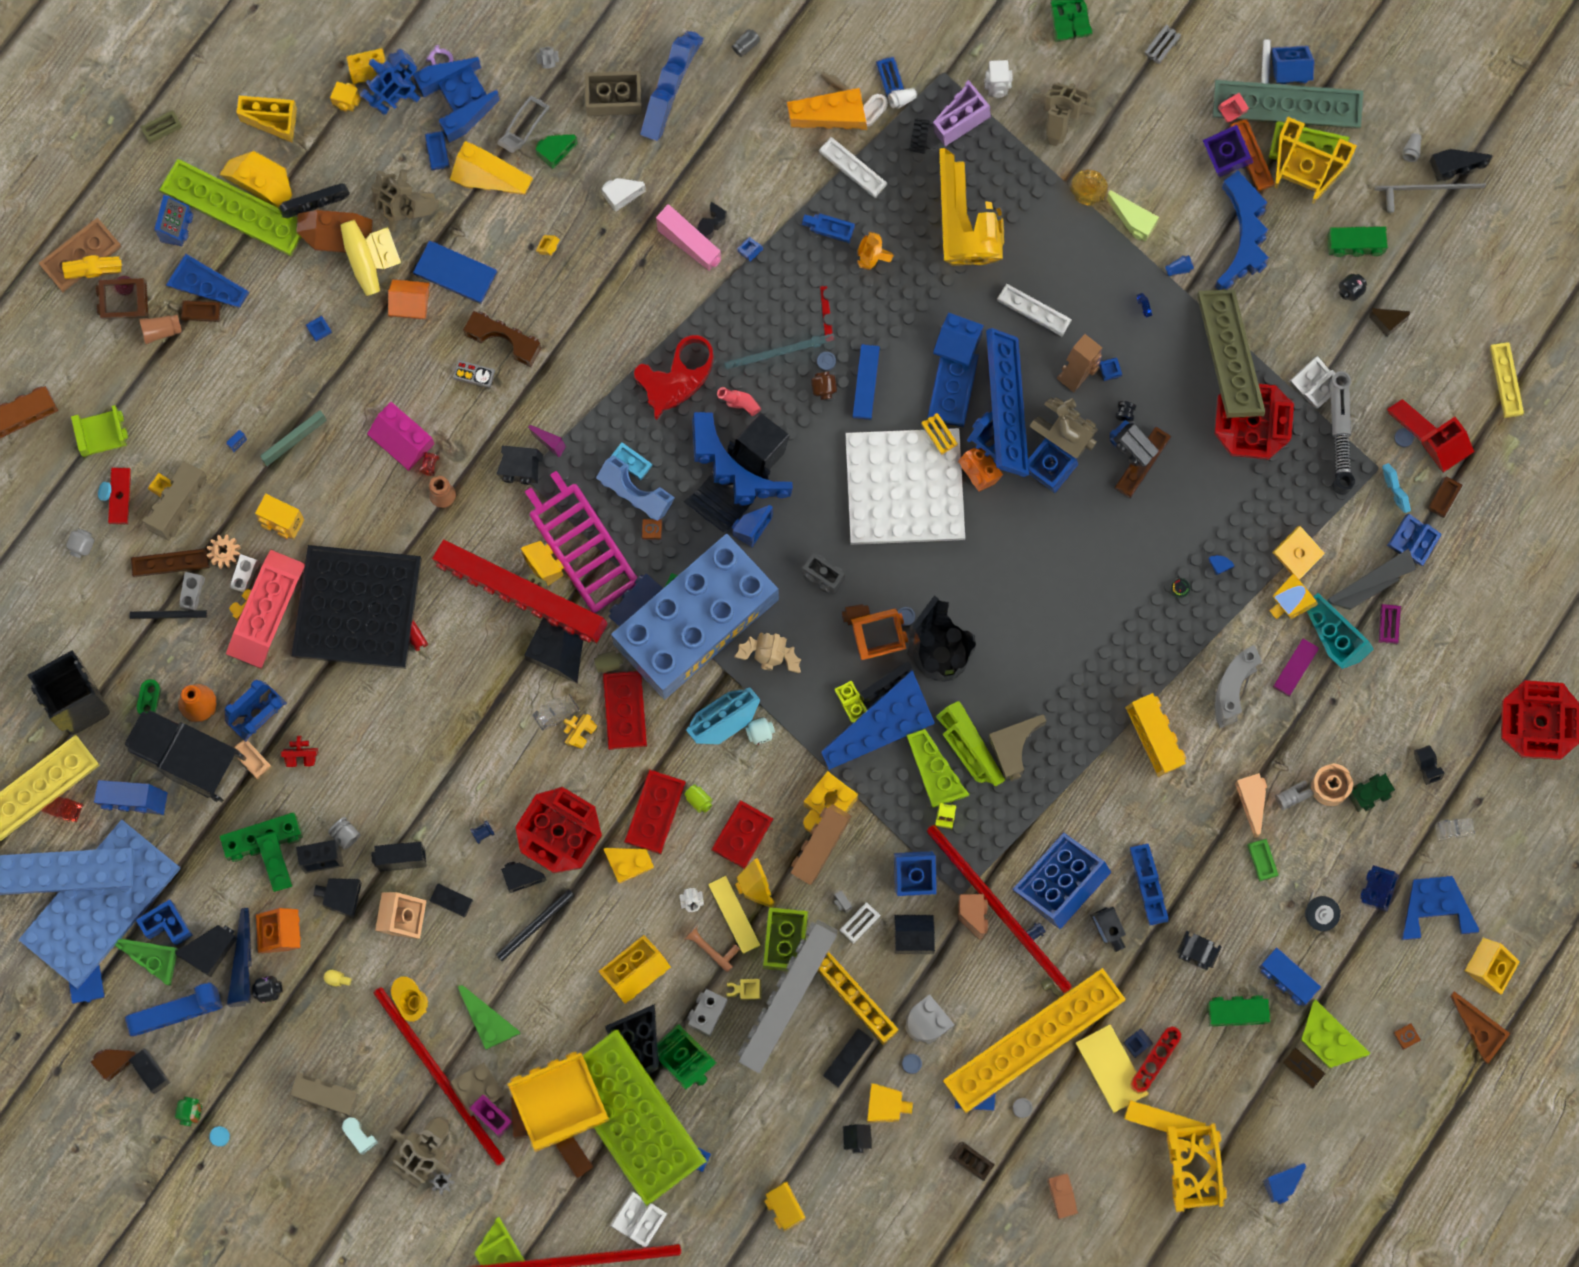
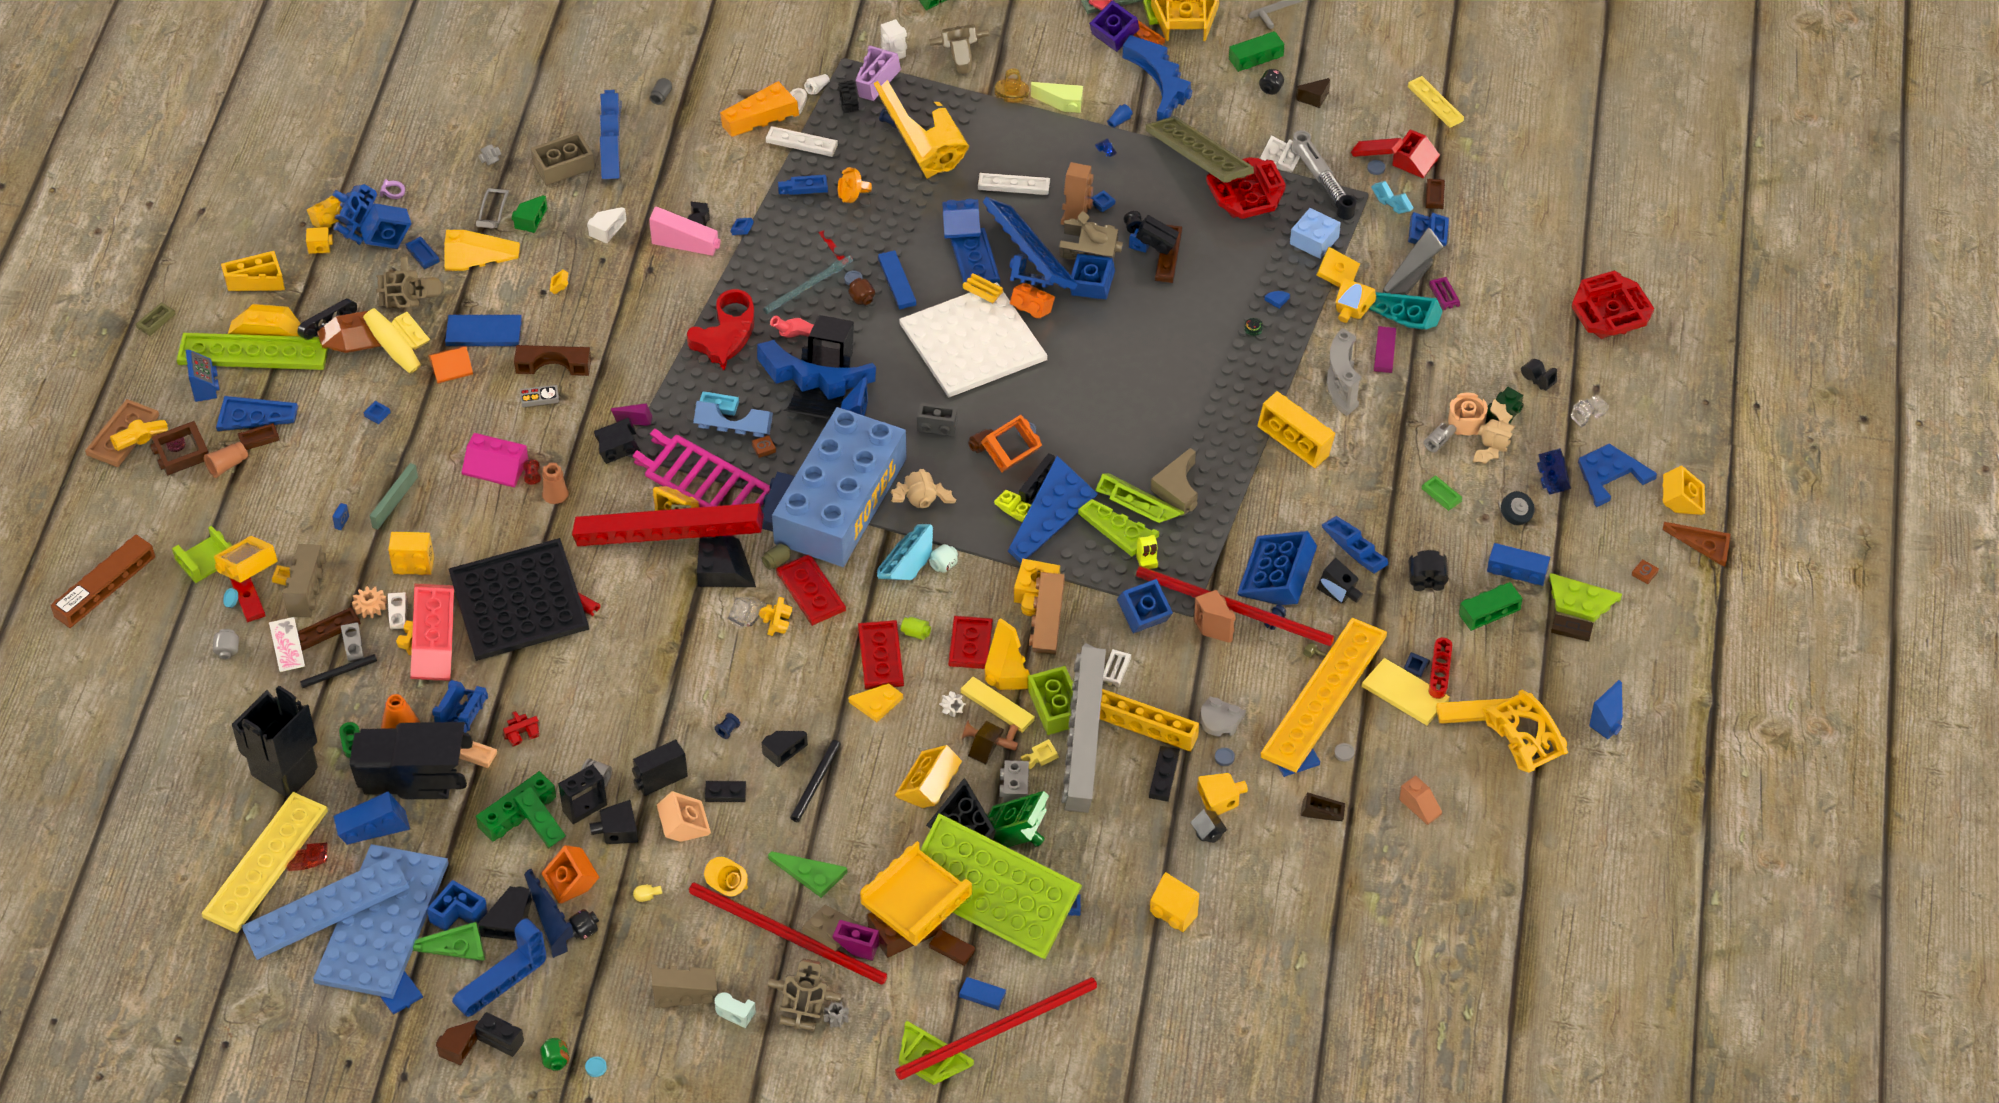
camera: 25 degrees left, 25 degrees down
(130, 458) = (245, 559): none -> yellow window
(133, 566) = (287, 644): none -> white sticker
(409, 113) = (385, 226): none -> blue brick
(461, 91) = (424, 203): blue wedge -> none
(558, 810) = (800, 690): red piece -> none
(579, 1215) = (982, 993): none -> blue tile
(638, 1220) = (1041, 975): white slope -> none
(702, 955) = (985, 742): none -> dark brown slope
(879, 65) = (795, 76): blue tile -> none
(914, 934) = (1171, 658): black slope -> none
(936, 629) = (1065, 423): black piece -> none
(1252, 795) = (1405, 449): light nougat slope -> none
(1295, 503) = (1315, 233): none -> light blue brick
(1345, 821) = (1495, 434): none -> tan helmet

